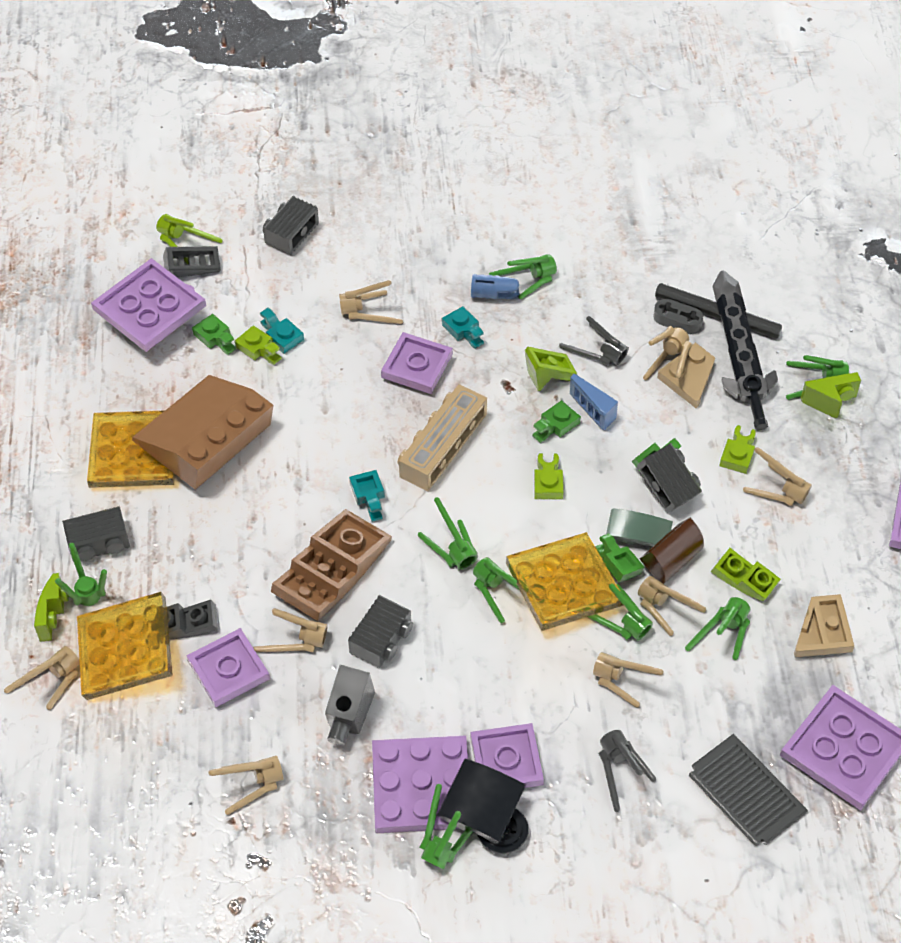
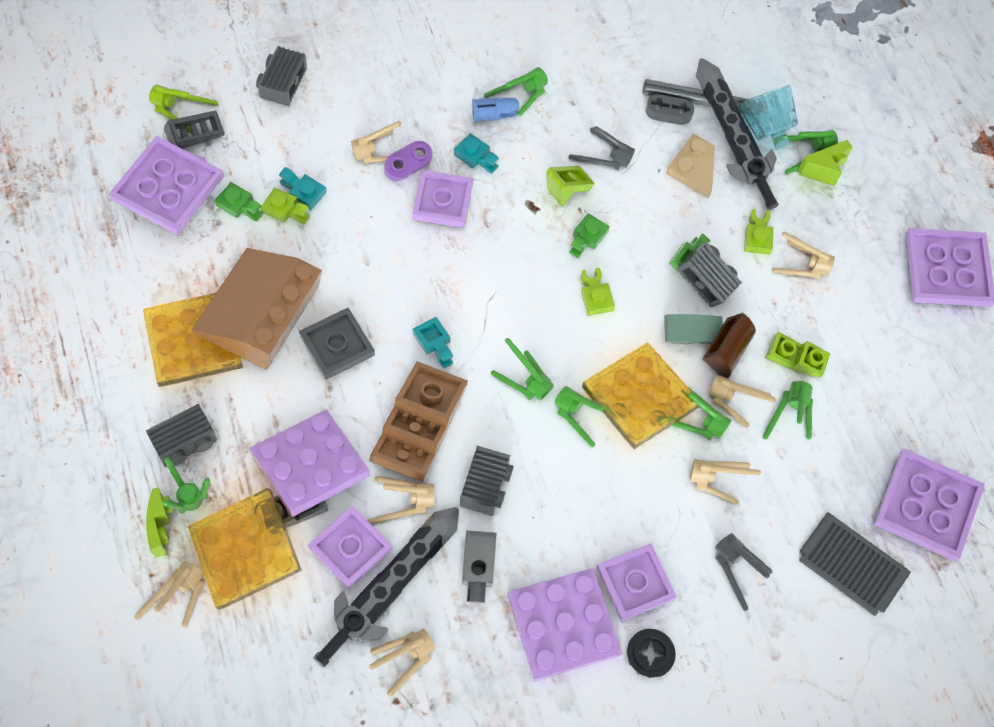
camera: 20 degrees left, 10 degrees up
(211, 580) = (309, 462): none -> lavender plate
(216, 735) = (356, 620): none -> sword
(271, 478) = (337, 343): none -> dark grey plate
(393, 322) = (410, 161): none -> medium lavender plate
(438, 850) = (601, 688): bright green plant -> none
(442, 437) = (489, 271): tan brick -> none
(483, 798) = (628, 632): black slope -> none
(594, 401) = (618, 209): medium blue slope -> none
(618, 560) = (684, 364): bright green plate -> none
(675, 342) = (675, 138): tan plant -> none
(782, 336) = (771, 115): none -> clear light blue torso
(825, 628) = (880, 393): tan wing -> none

